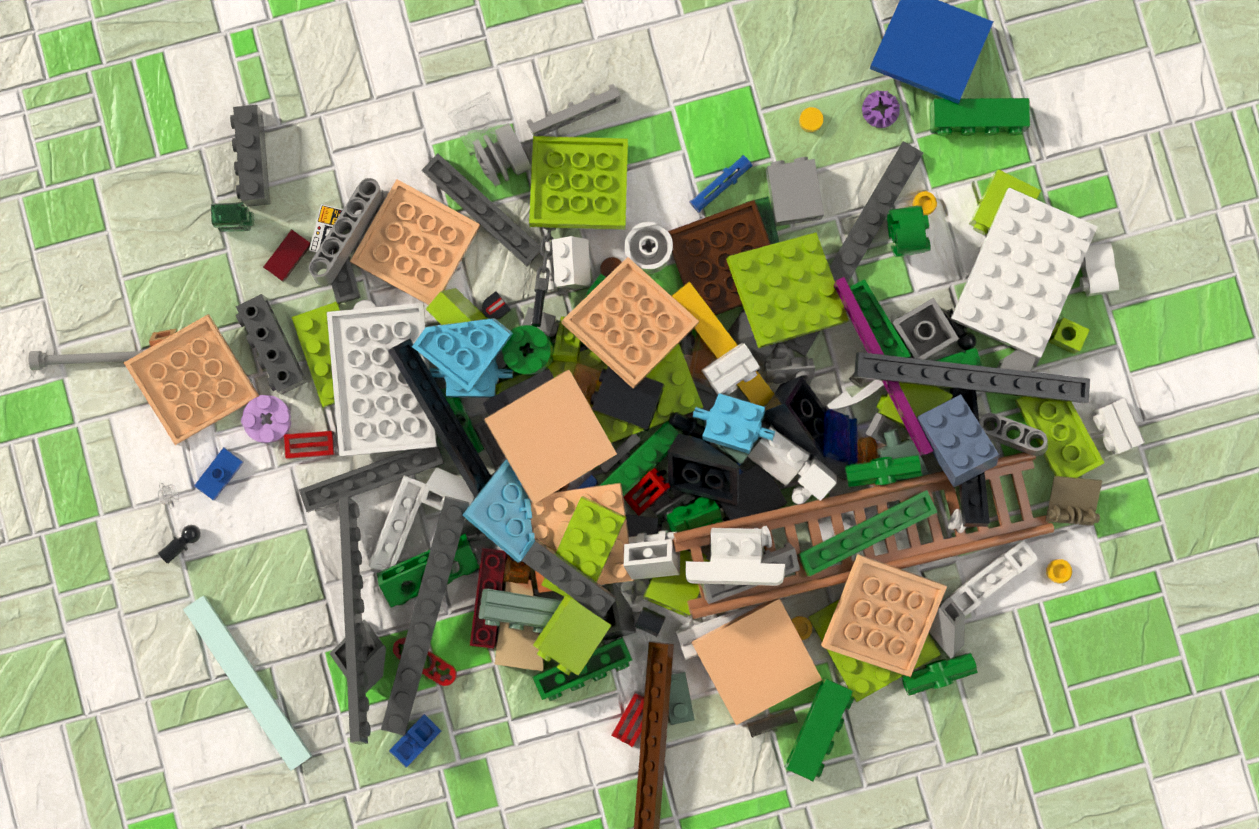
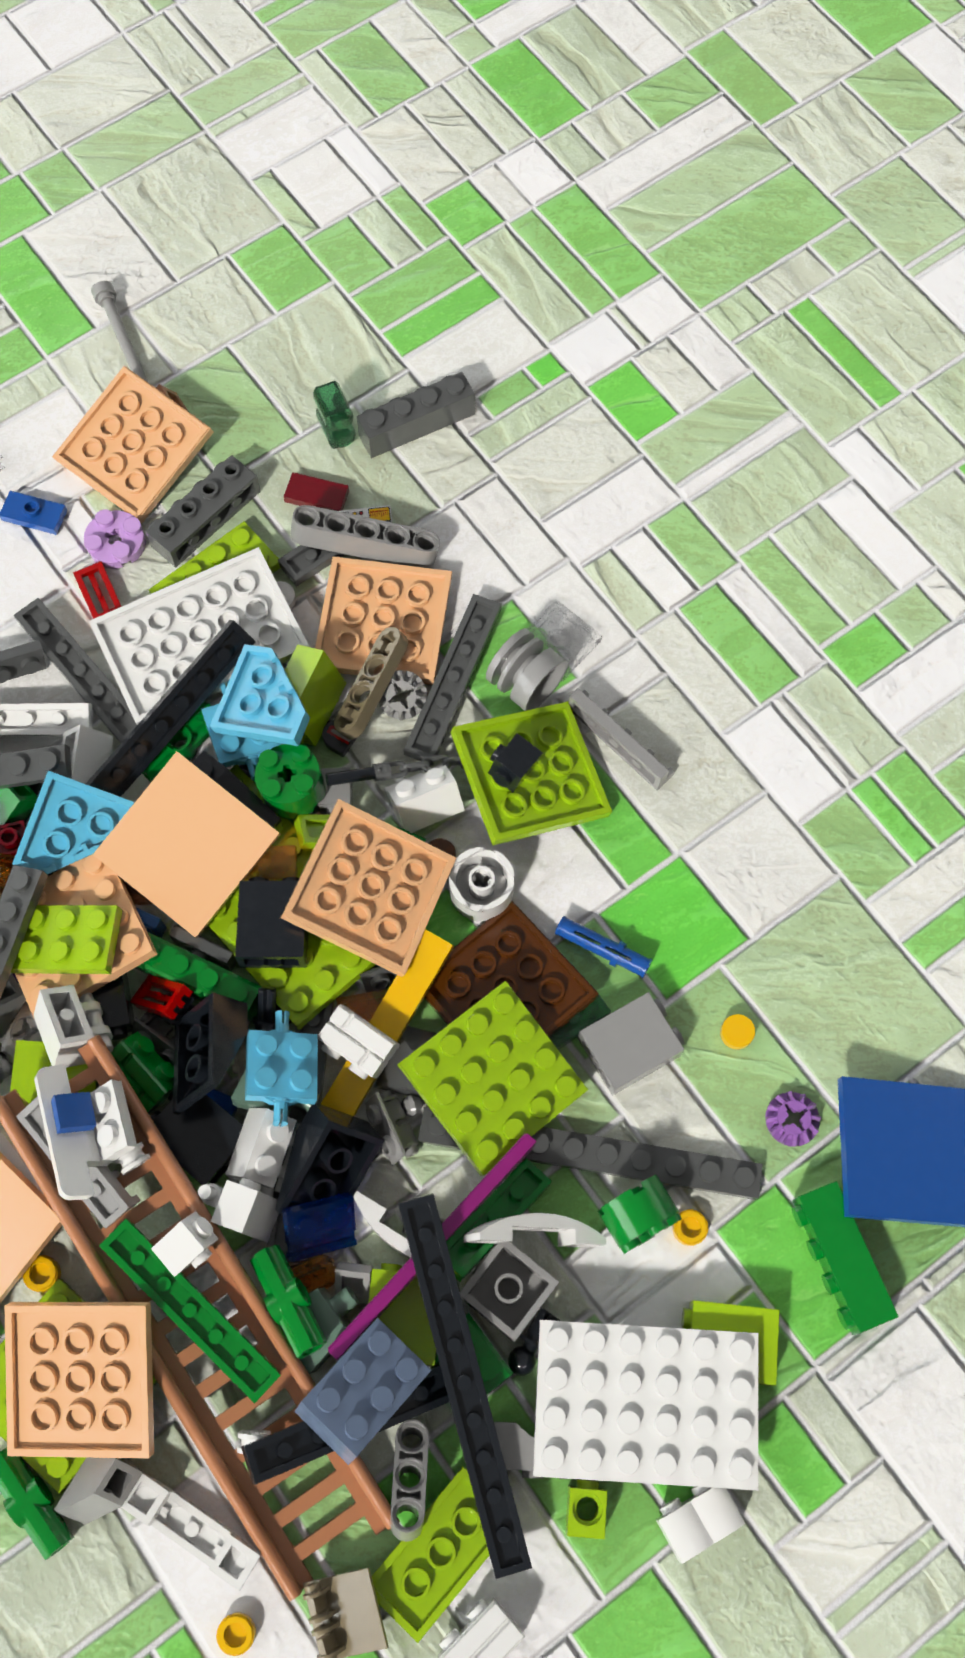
camera: 70 degrees right, 15 degrees down
(471, 265) = (391, 644): none -> dark tan beam
(474, 244) = (416, 699): none -> light grey gear
(574, 190) = (513, 762): none -> black brick
(725, 562) = (73, 1112): none -> blue tile
(829, 520) = (186, 1244): none -> white brick
(891, 320) = (570, 1231): none -> white slope

